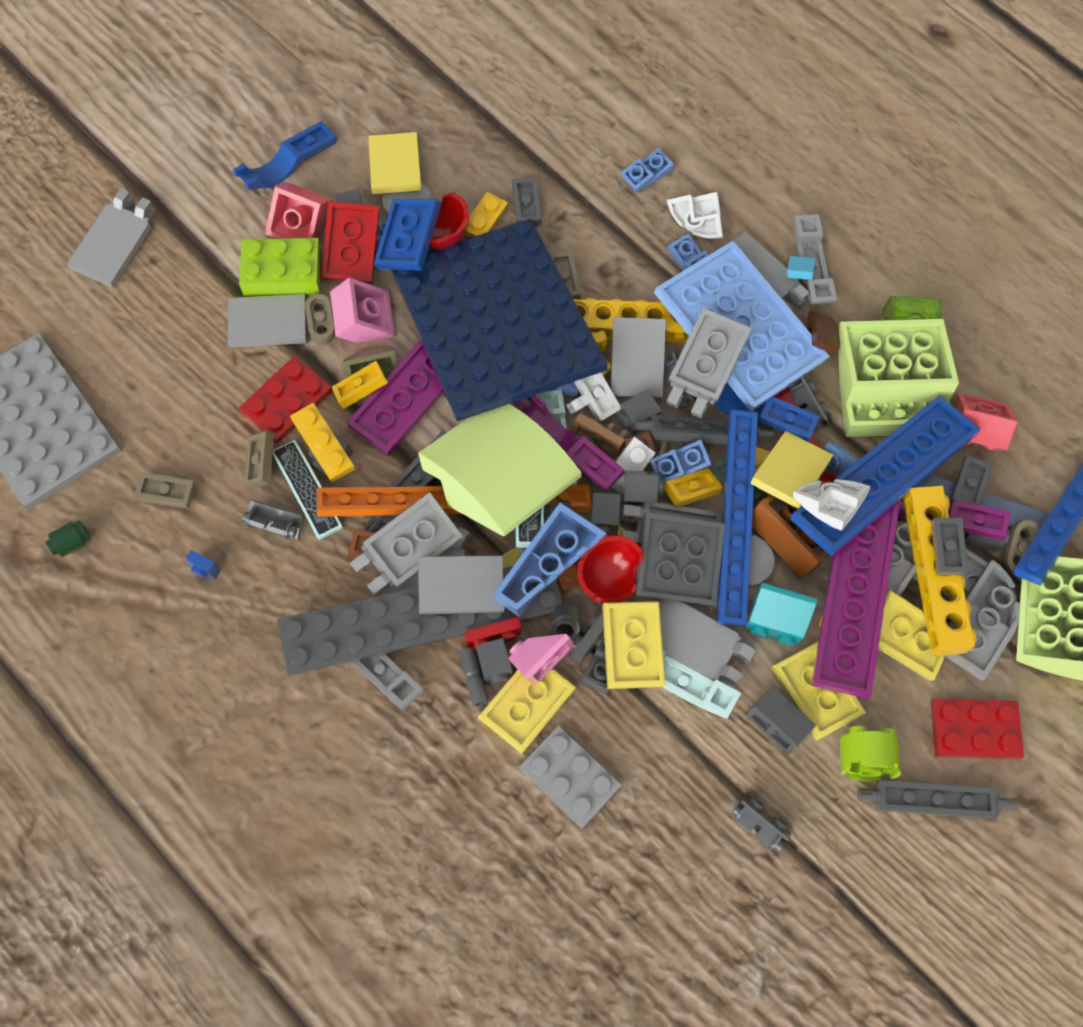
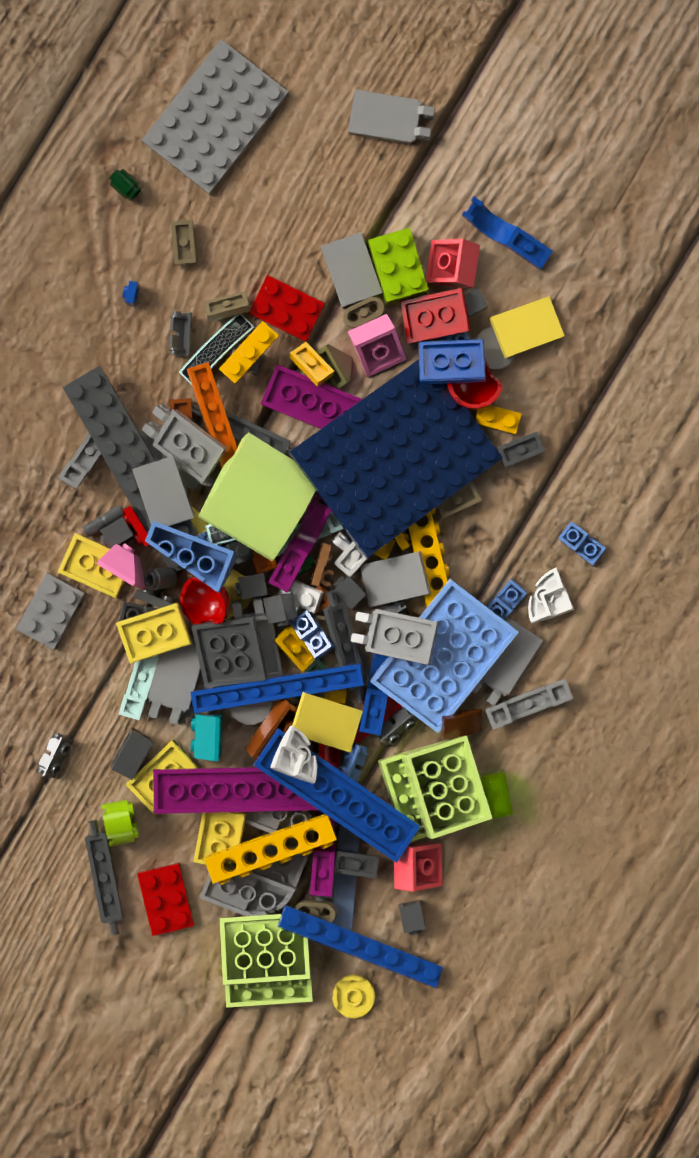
camera: 80 degrees right, 20 degrees up
(801, 267) = (515, 694): medium azure tile -> none
(949, 546) = (283, 851): dark grey plate -> none
(1043, 441) = (412, 917): none -> dark grey brick

